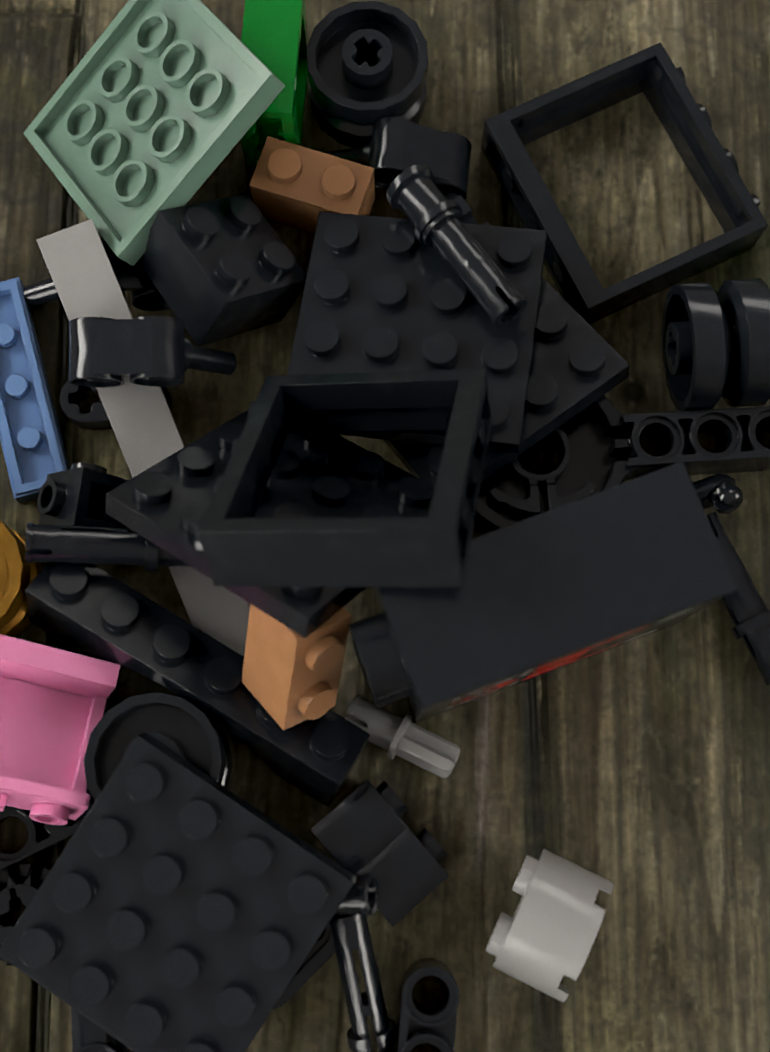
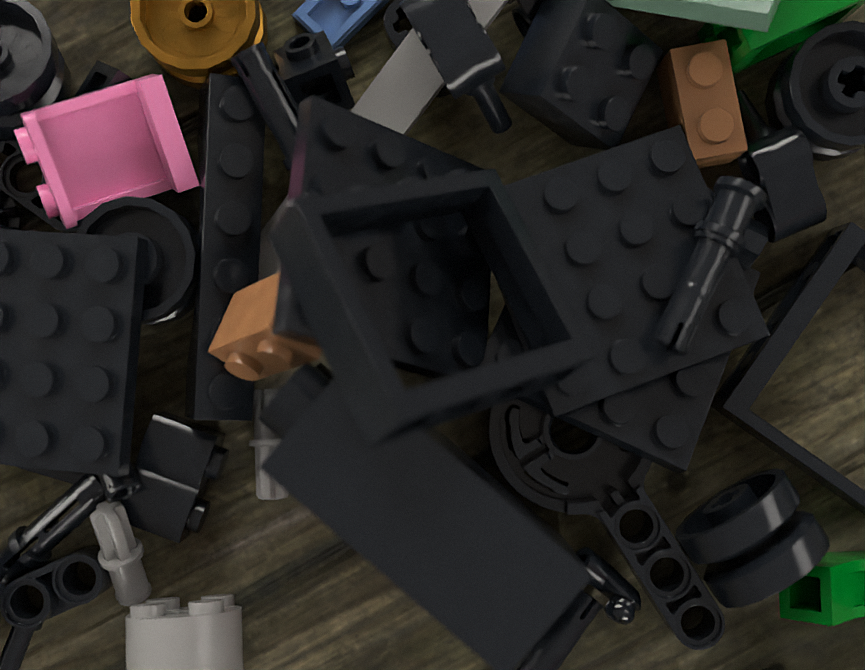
camera: 60 degrees right, 10 degrees up
(428, 940) = (120, 553): none -> light grey axle

